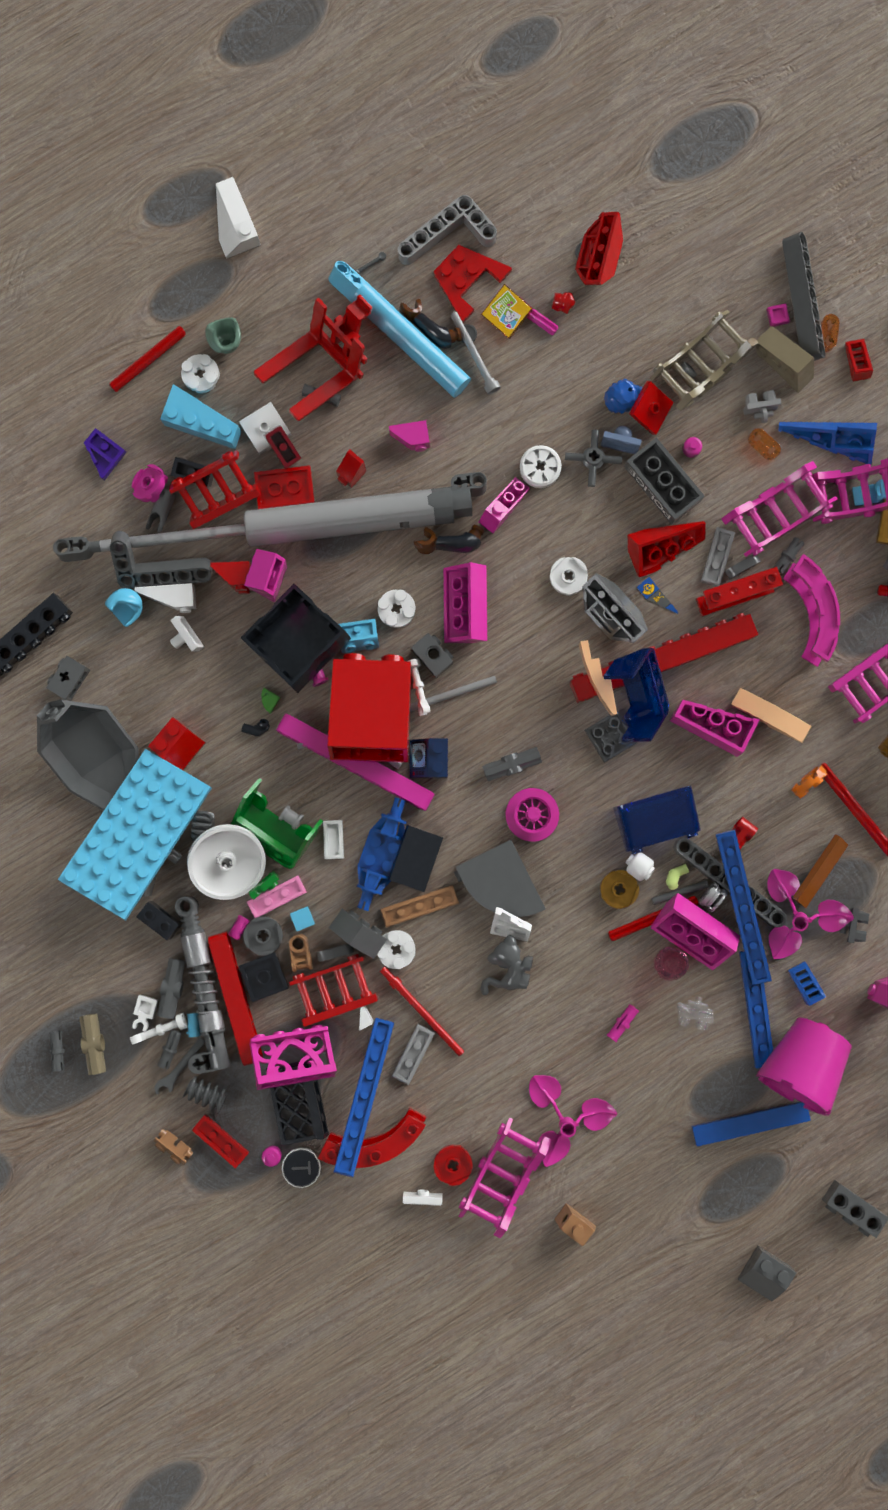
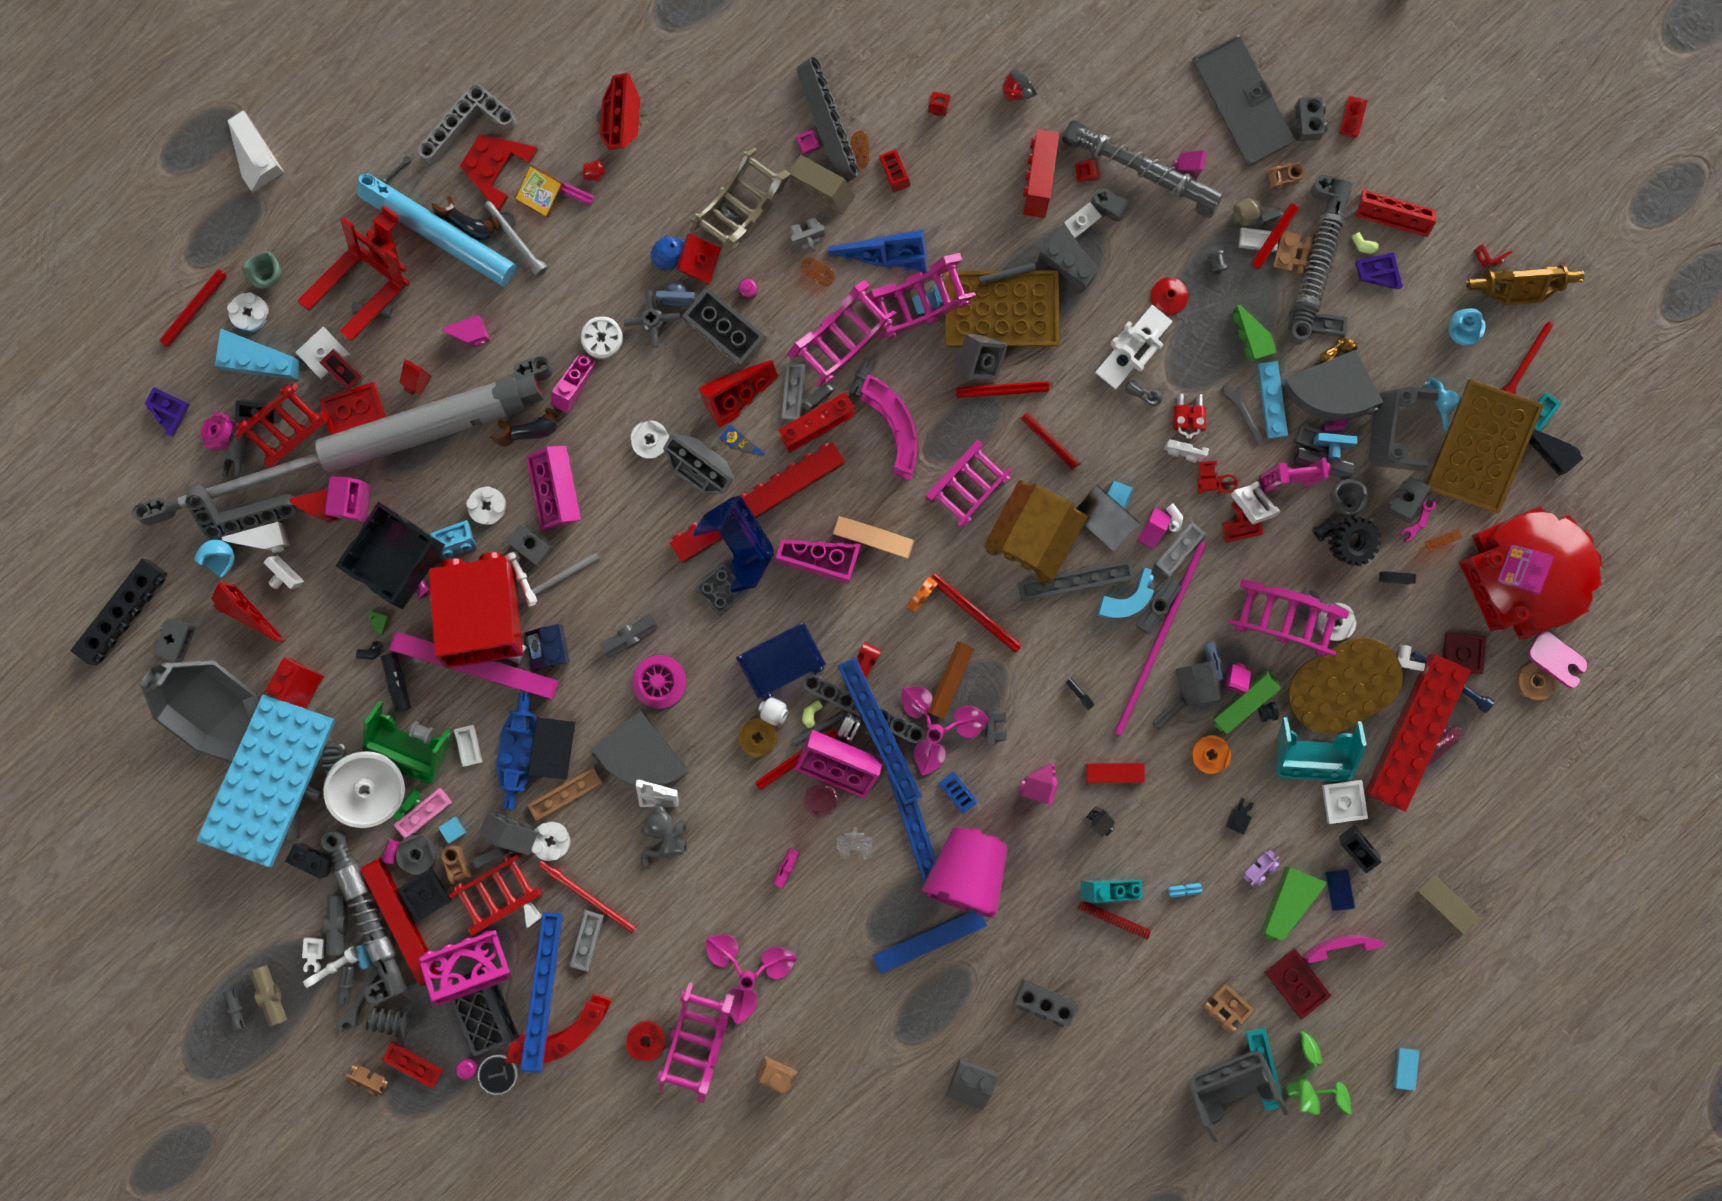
camera: 15 degrees left, 0 degrees up
(135, 657) = (234, 603): none -> red wedge
(275, 763) = (395, 682): none -> black axle
(422, 1197) = (621, 1079): white plate -> none
(602, 686) = (699, 542): light nougat slope -> none

